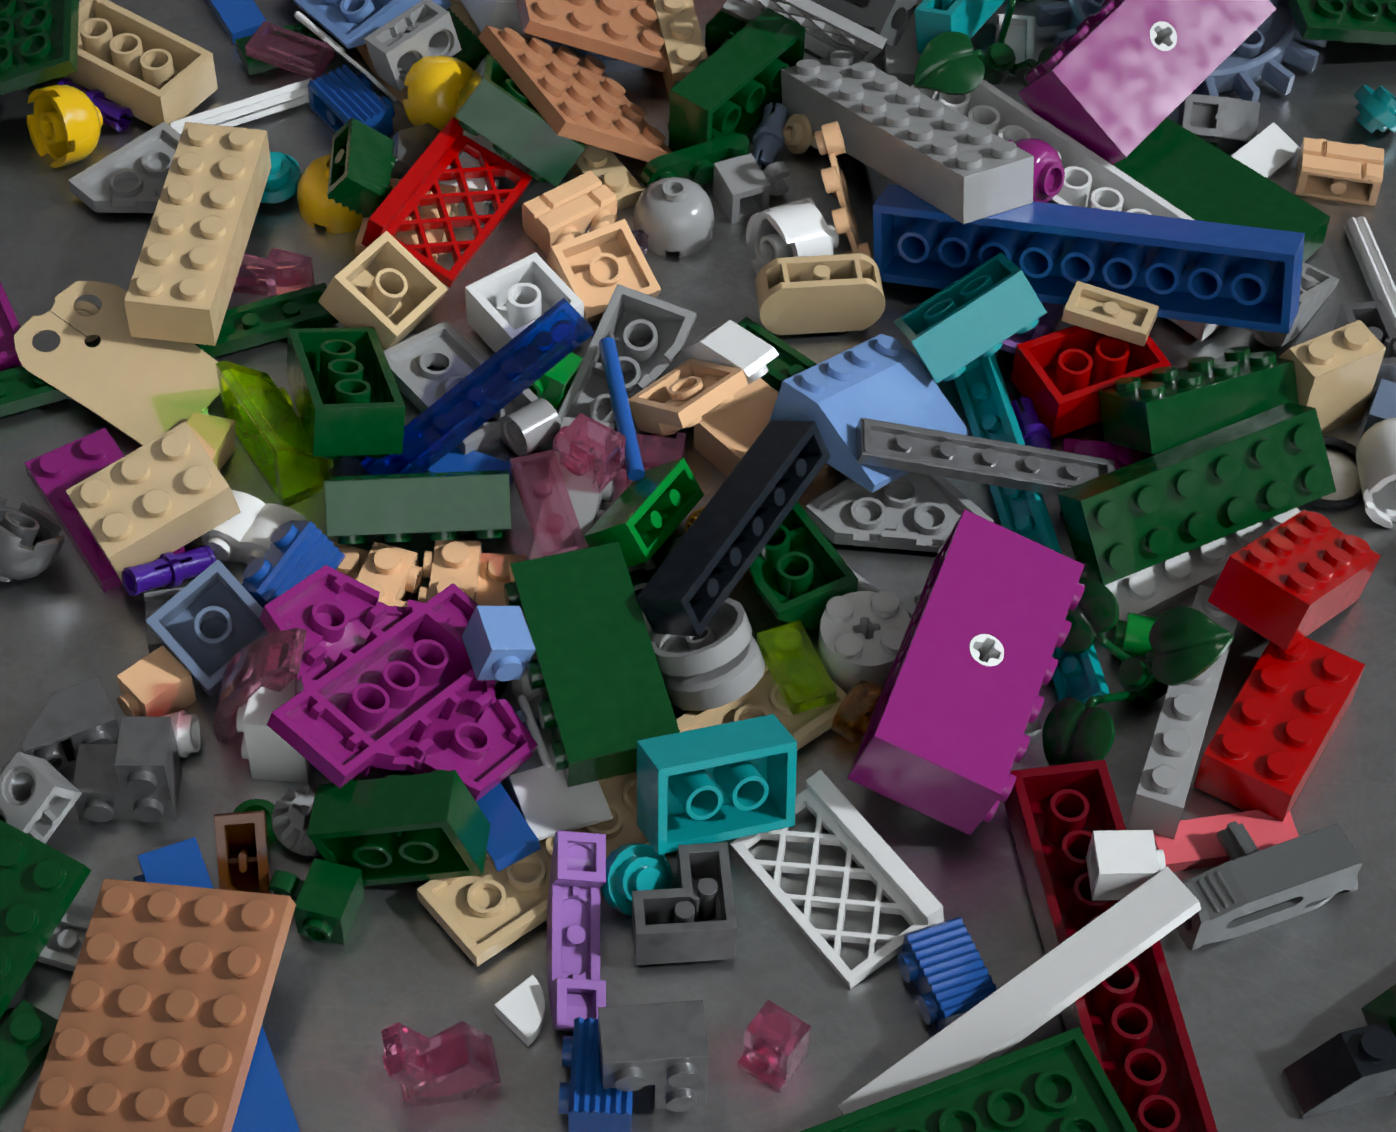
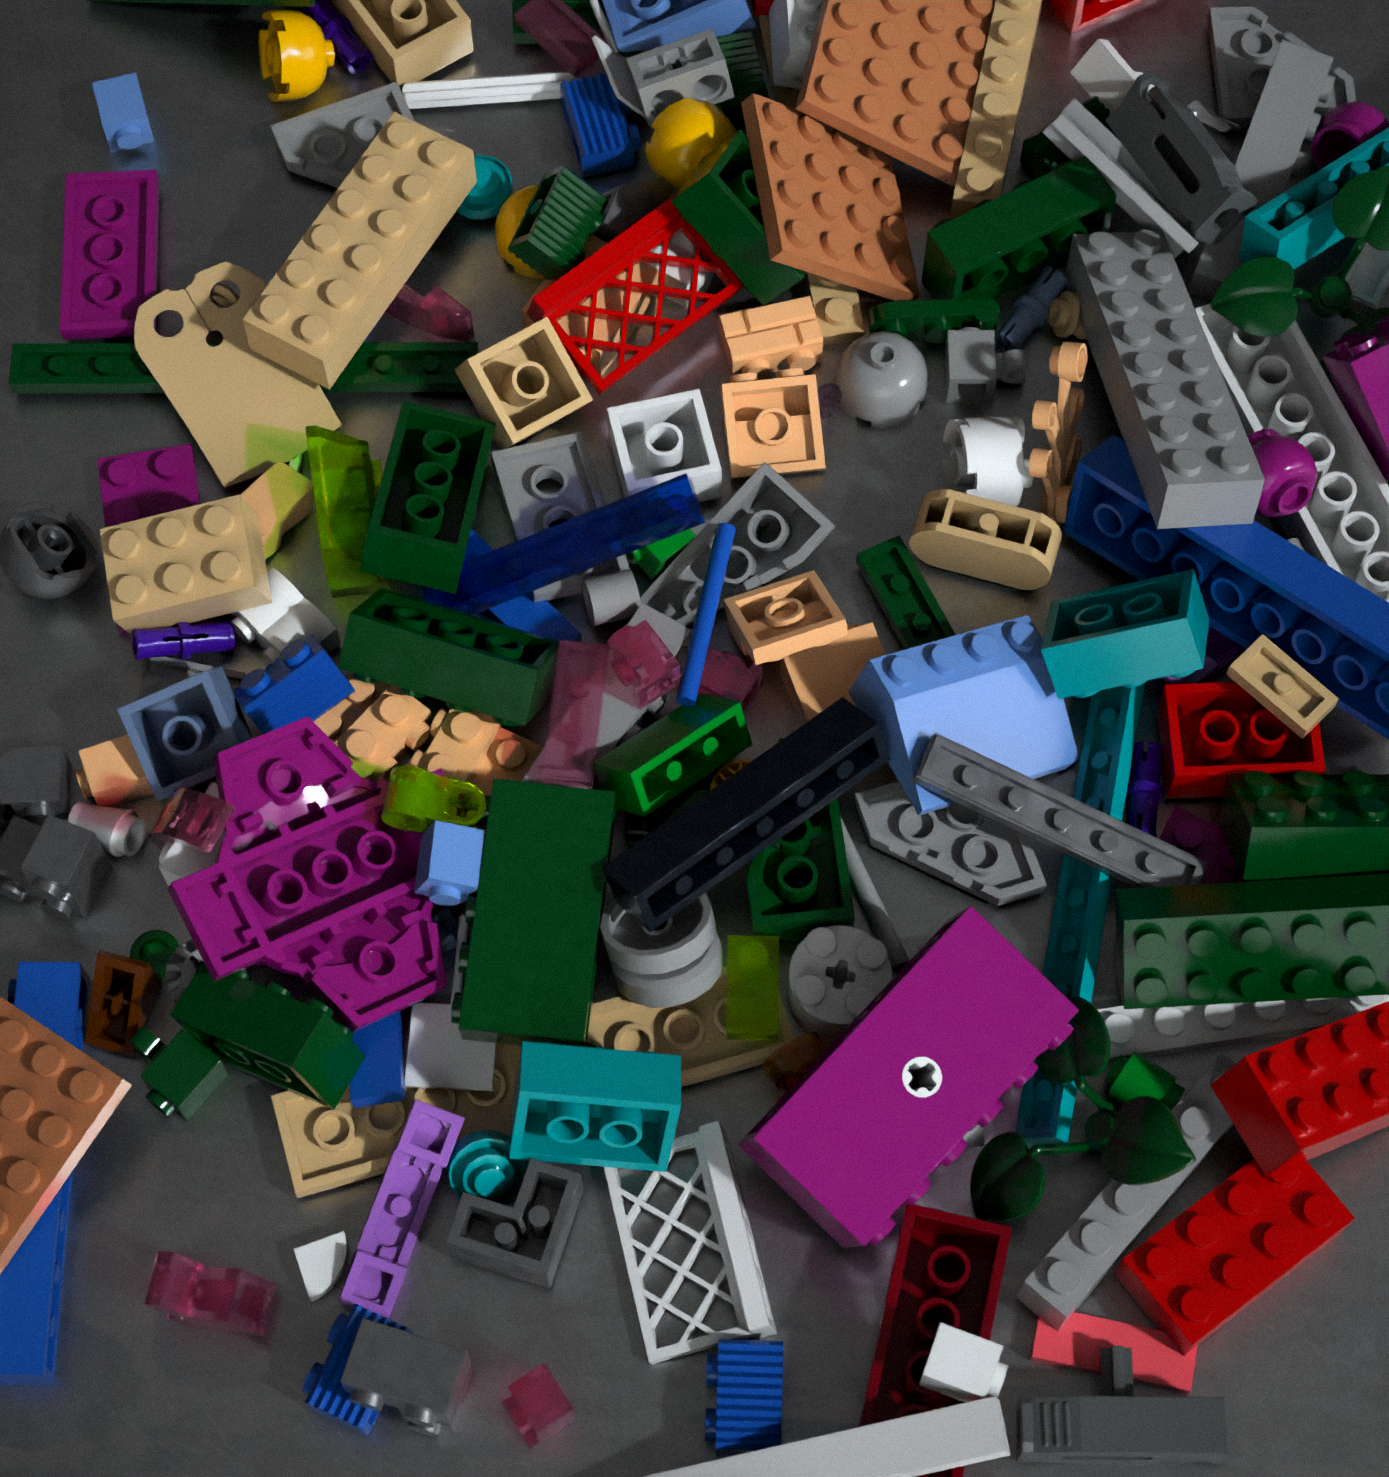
camera: 25 degrees right, 15 degrees up
(452, 597) = (419, 798): none -> clear neon green piece
(733, 347) = (853, 583): white slope -> none

